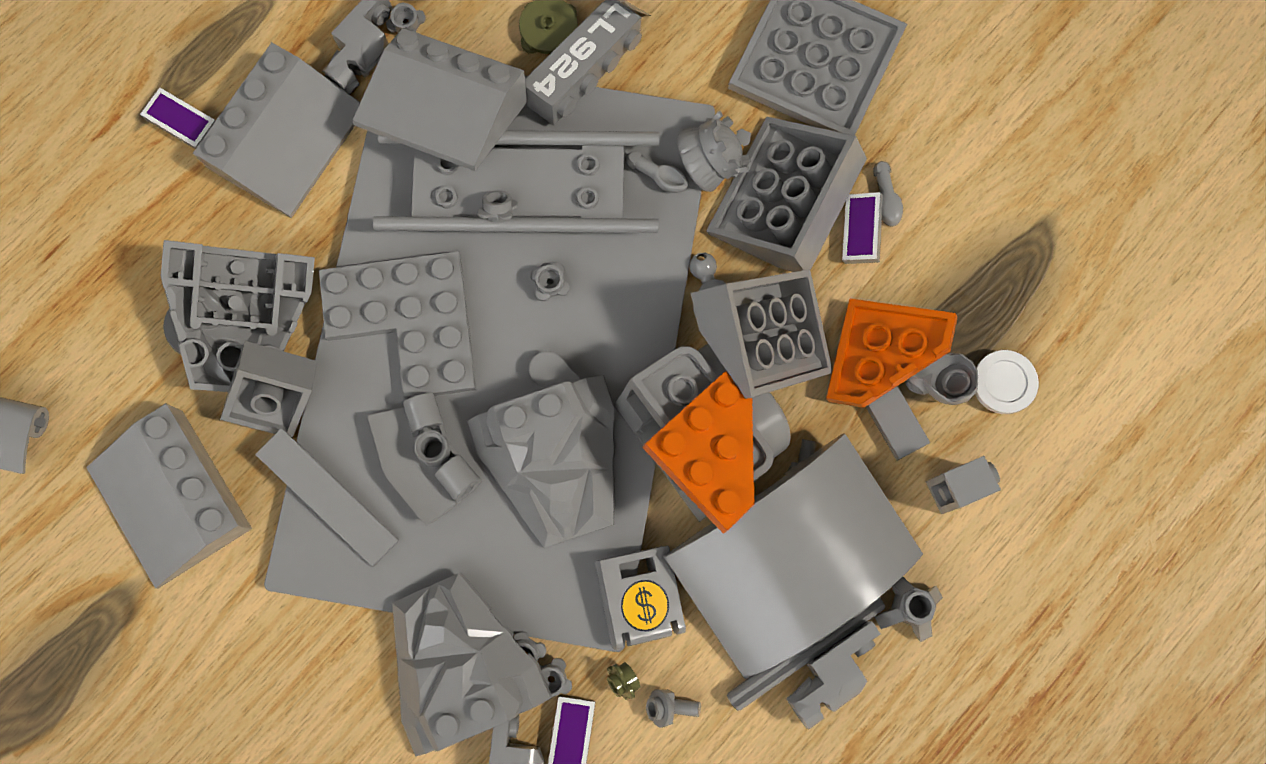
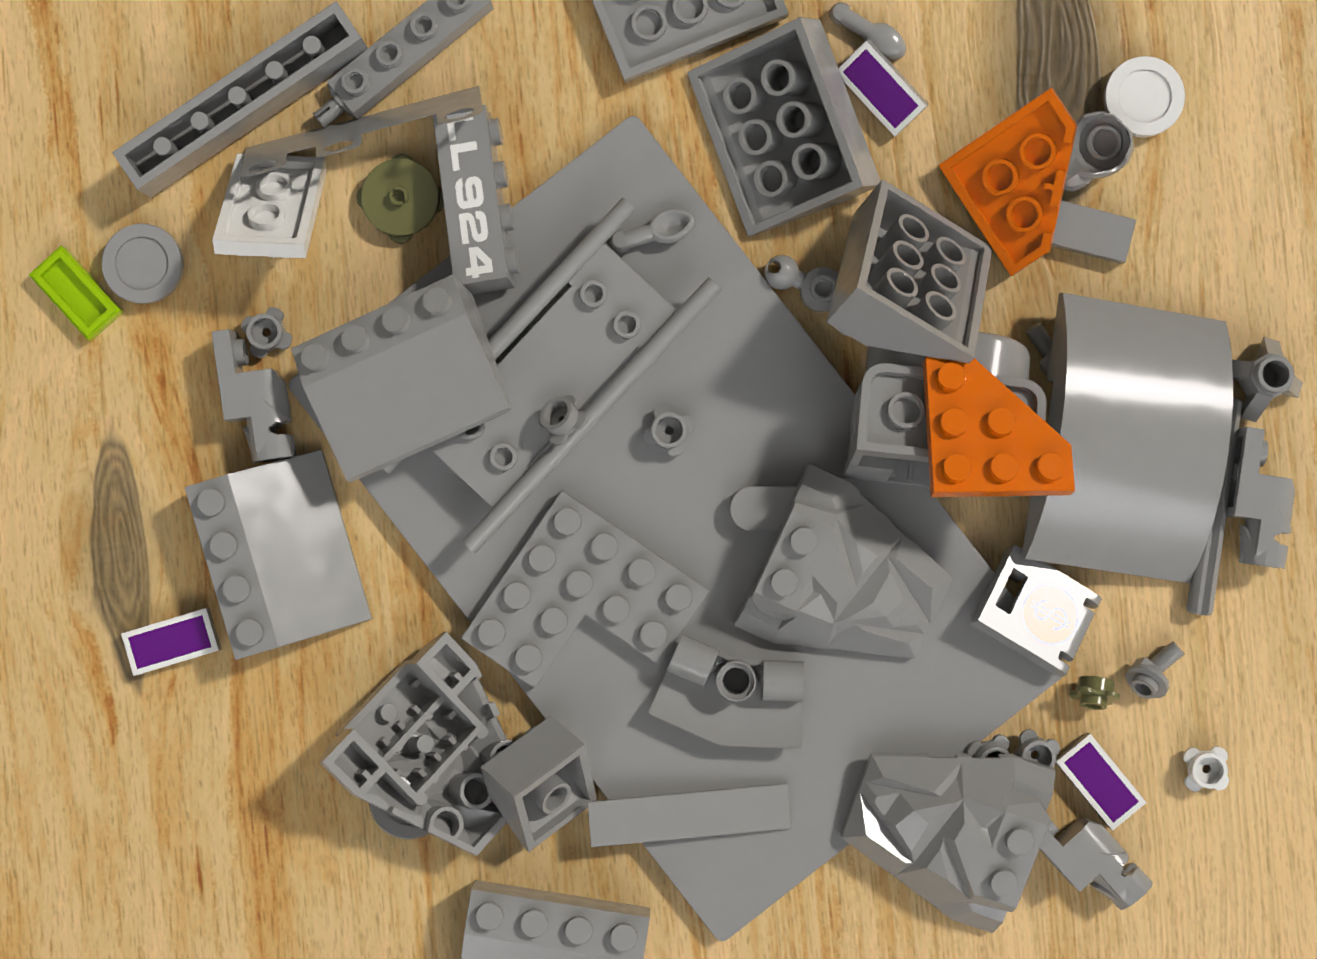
camera: 50 degrees left, 10 degrees up
(713, 152) = (682, 160): light grey hair -> none
(964, 485) = (1205, 230): light grey brick -> none

